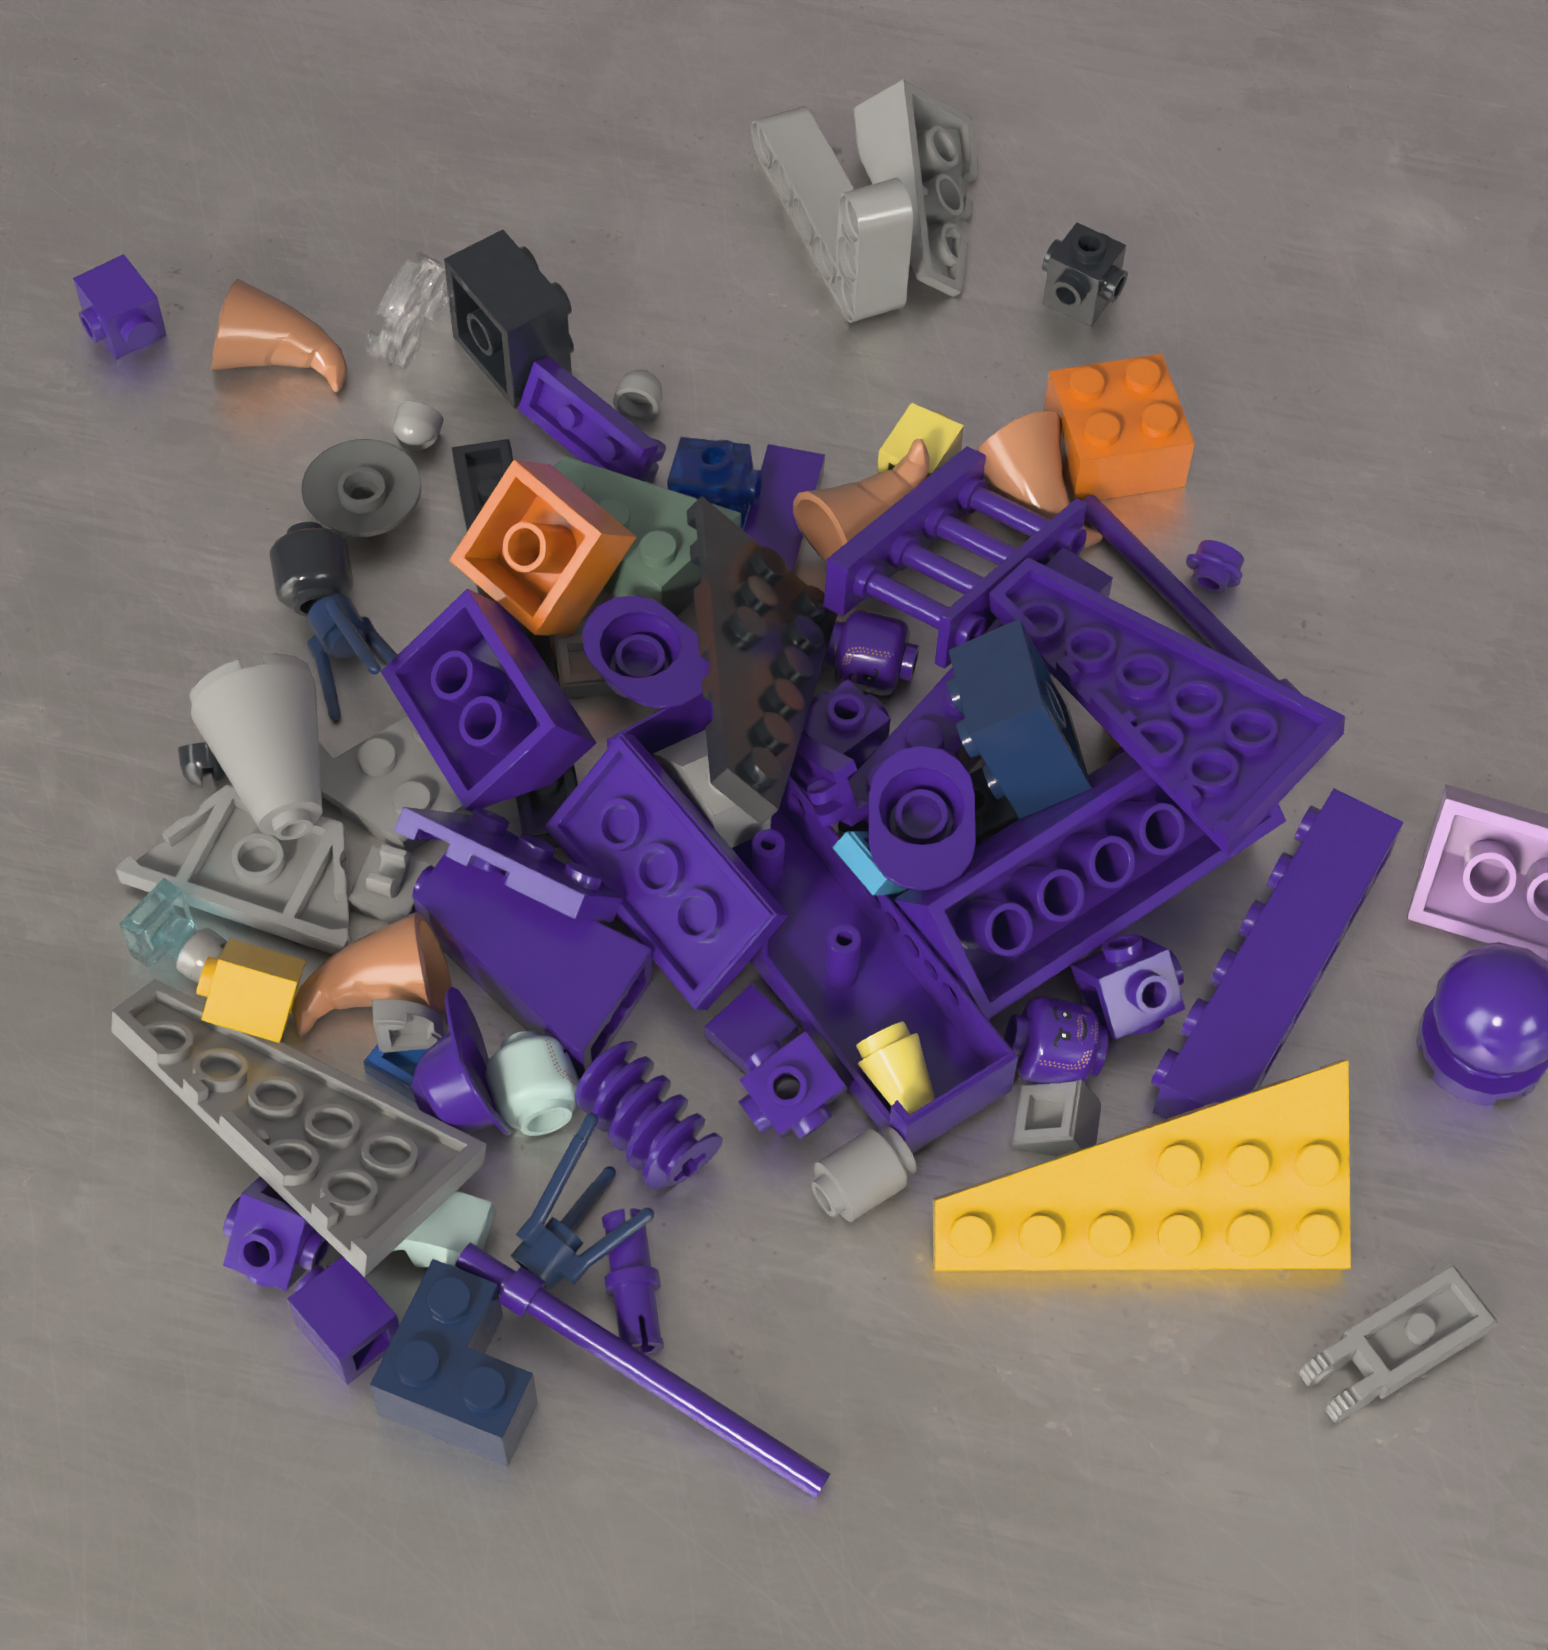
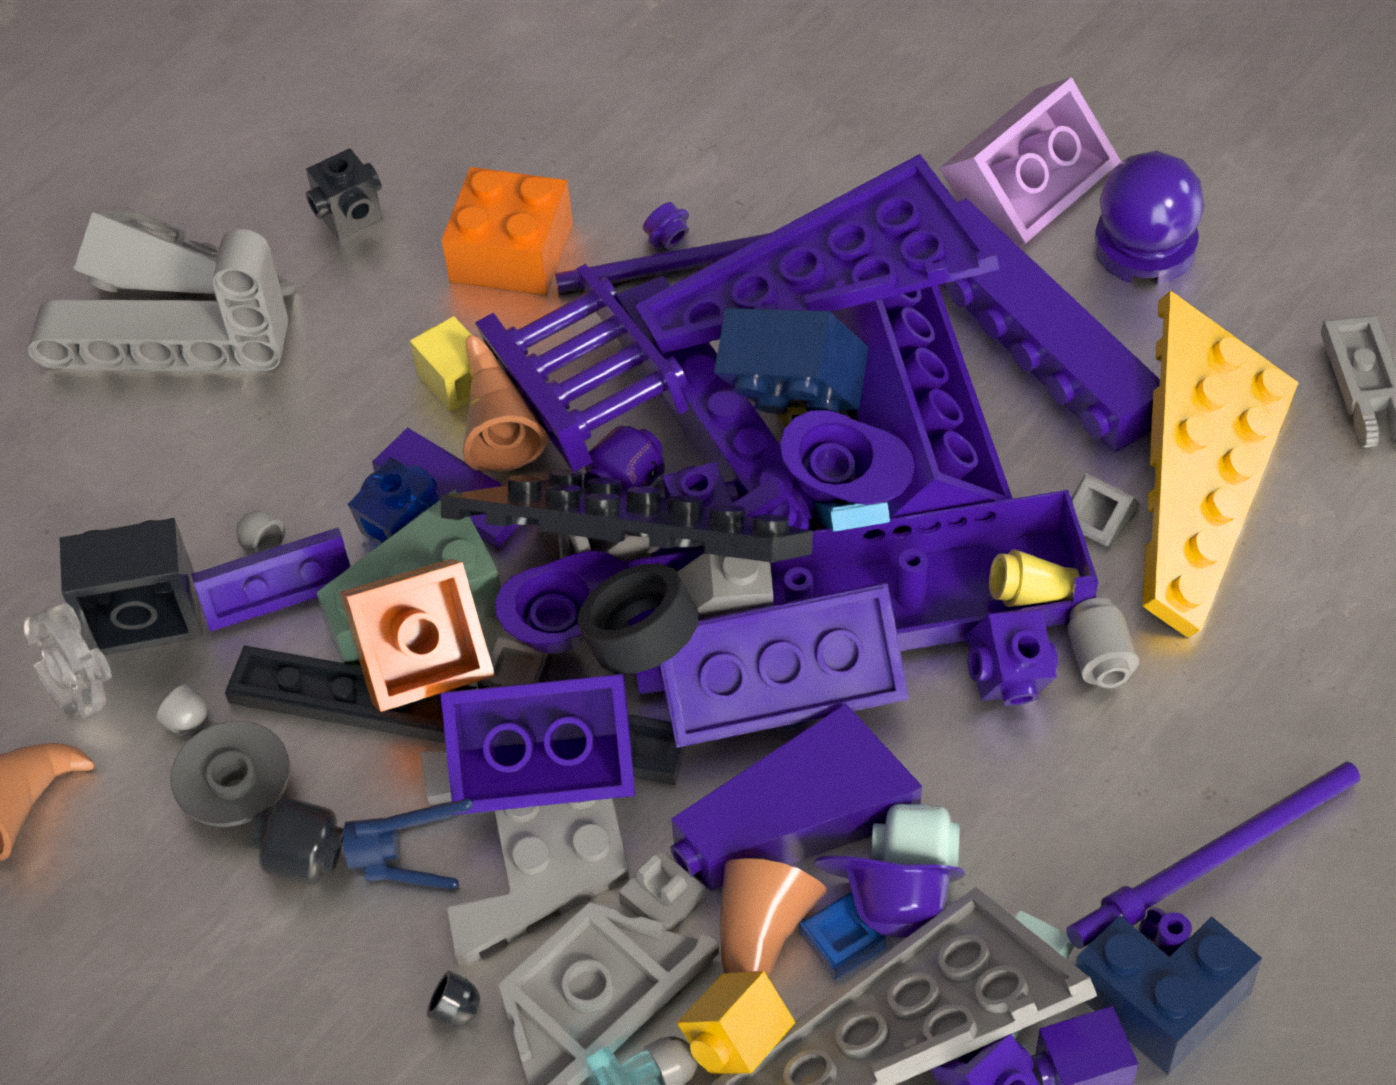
camera: 60 degrees left, 5 degrees down
(265, 739) = (498, 920): light grey cone -> none
(406, 1025) = (829, 917): light grey tile -> none
(529, 862) = (692, 786): dark purple wing -> none
(530, 1351) = (1165, 930): none -> dark purple arm
(552, 1247) = (1081, 877): dark blue plant -> none
(623, 737) = (653, 638): none -> black tyre
(633, 1287) = (1129, 835): dark purple pin -> none
(640, 1119) = (993, 767): dark purple piece -> none
(748, 1026) = (935, 678): dark purple tile -> none
(1027, 465) = (515, 294): nougat hat -> none
(1057, 1041) = (1044, 467): dark purple head -> none
(1130, 984) = (1021, 413): dark purple brick -> none

